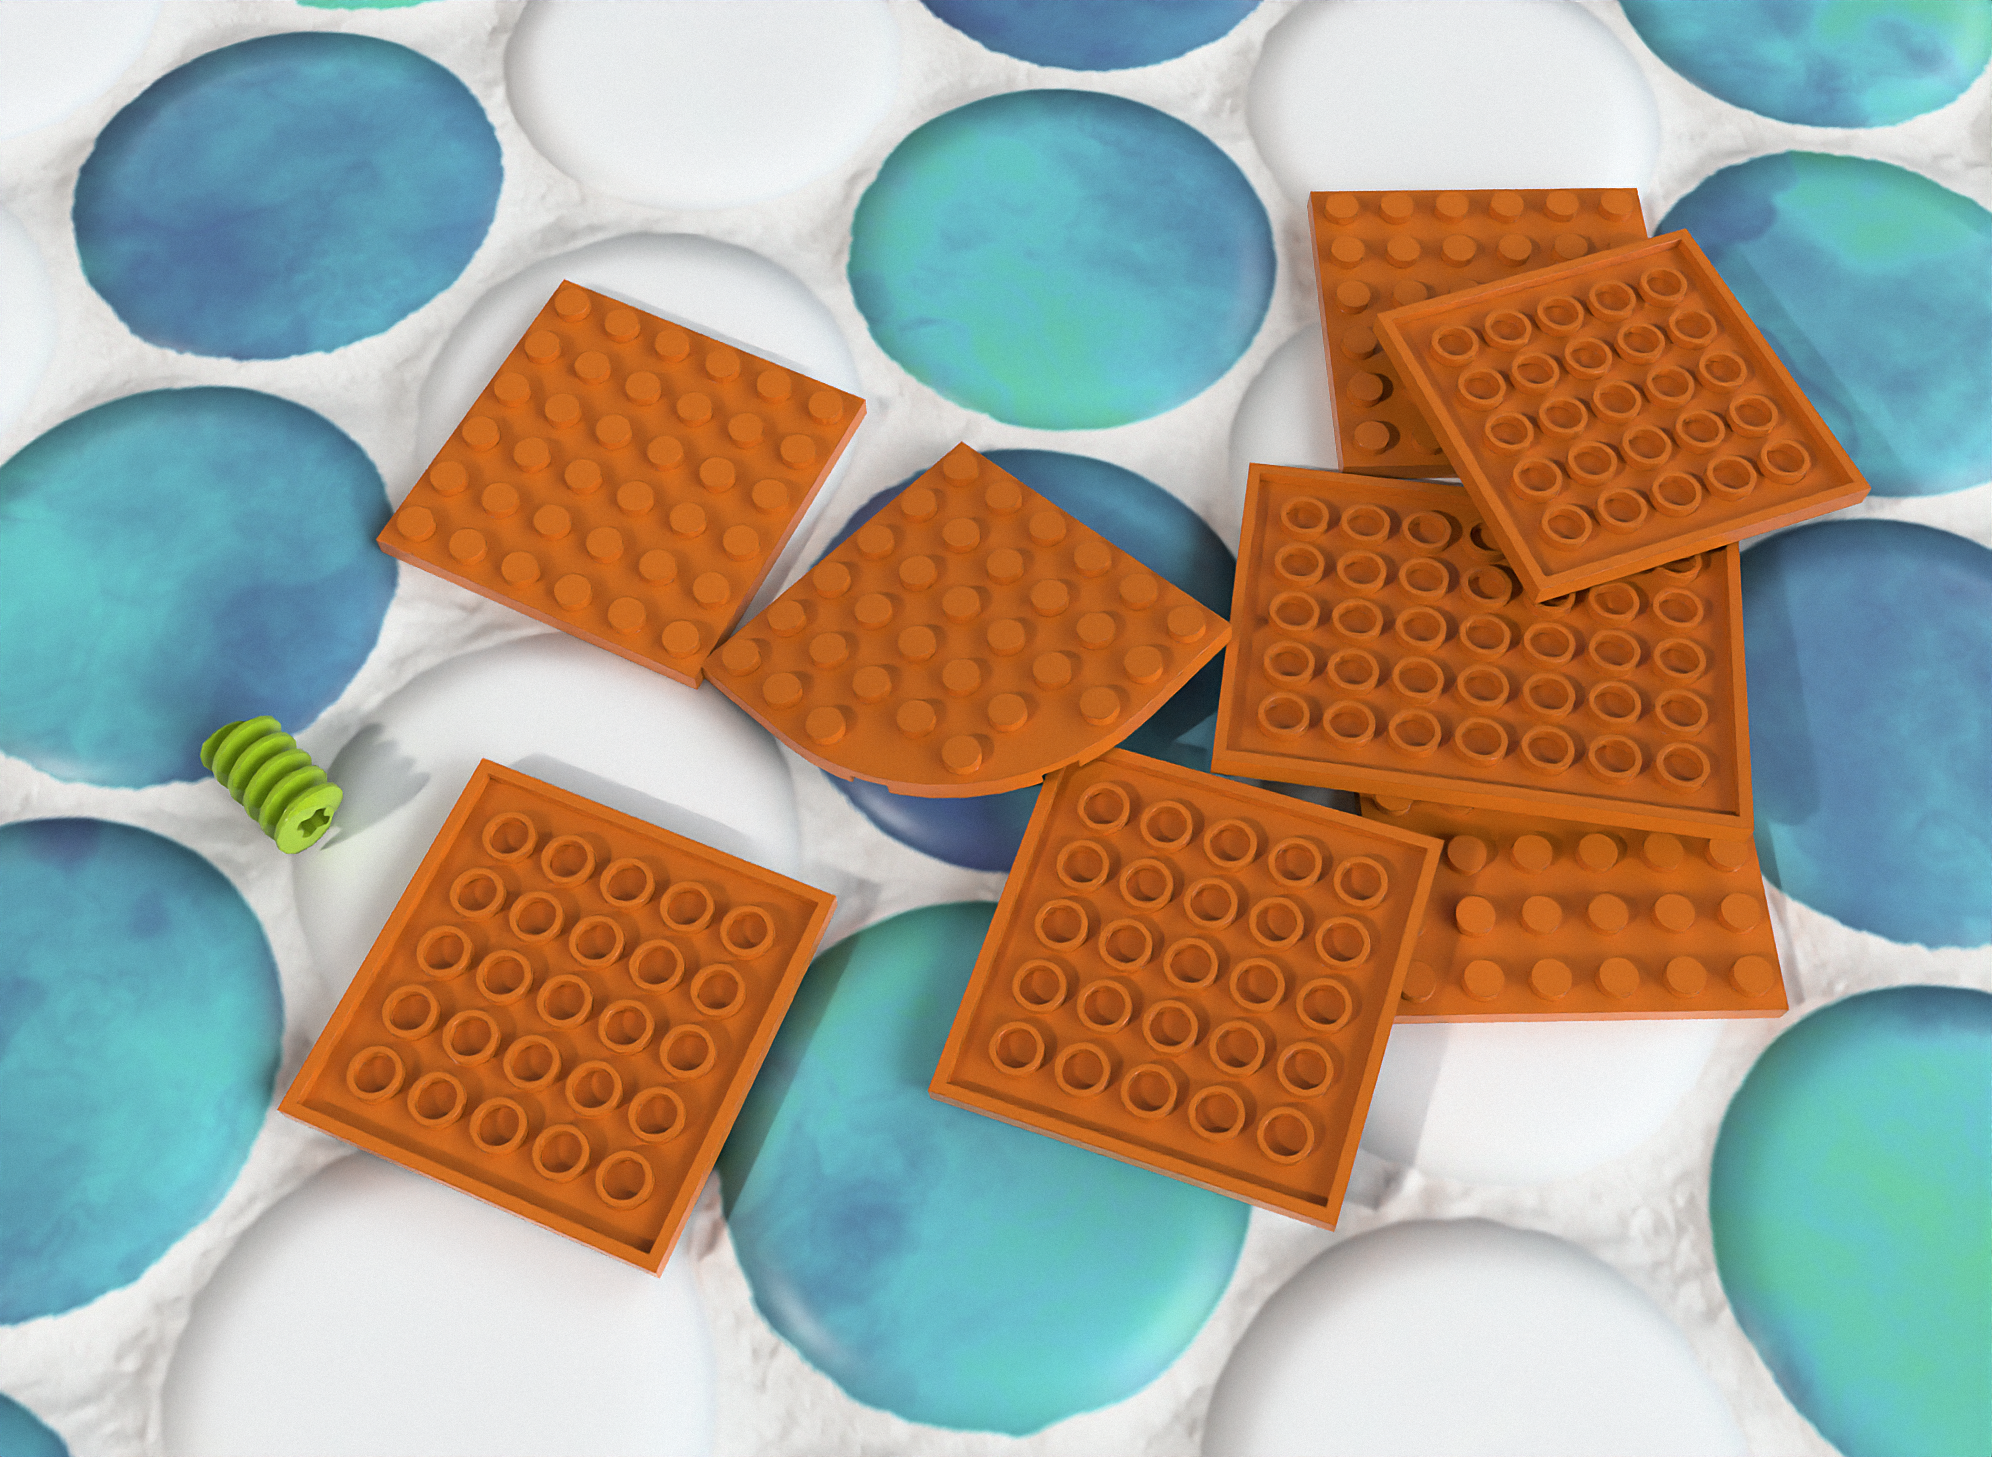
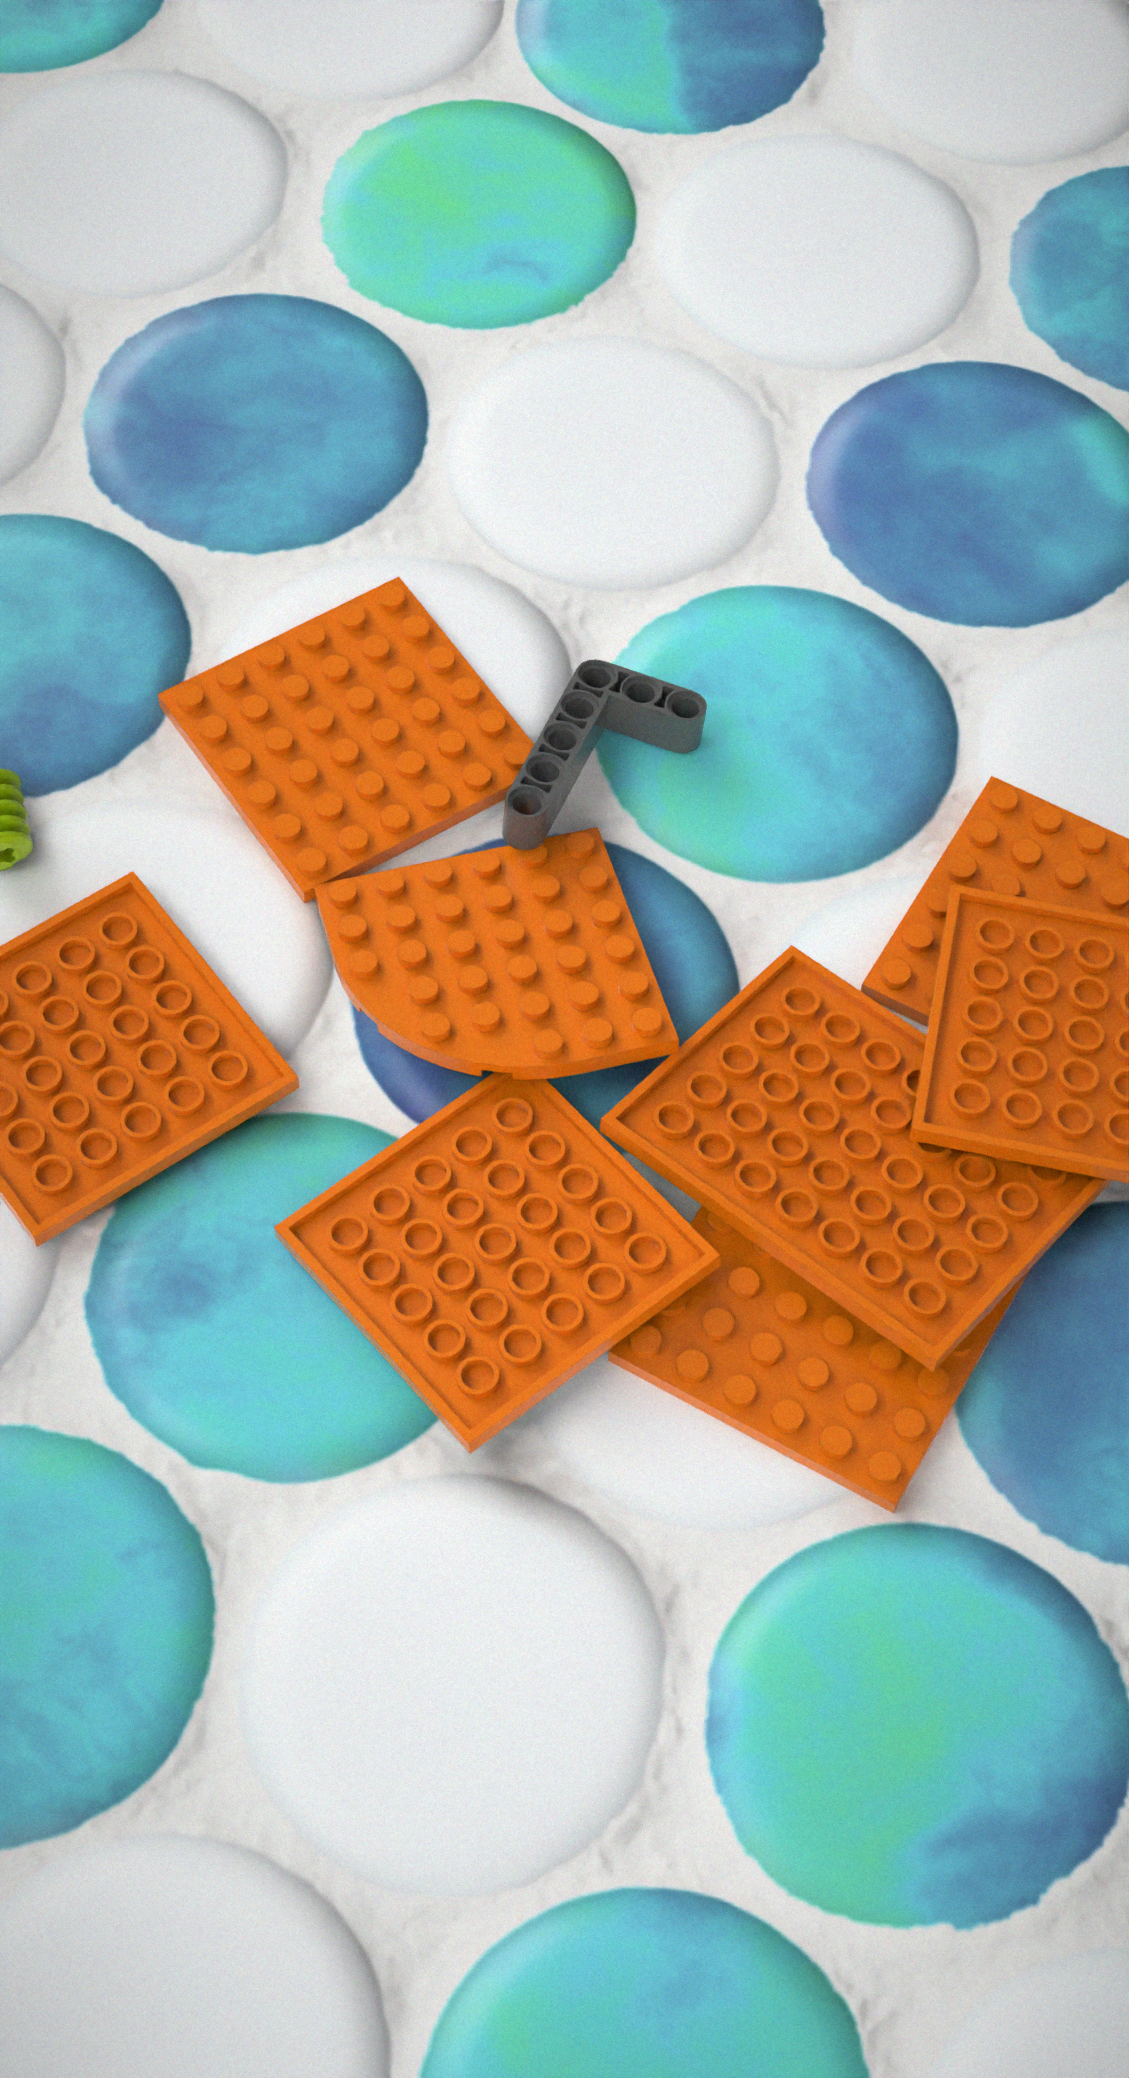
camera: 30 degrees right, 5 degrees down
(893, 297) = (595, 700): none -> dark grey beam

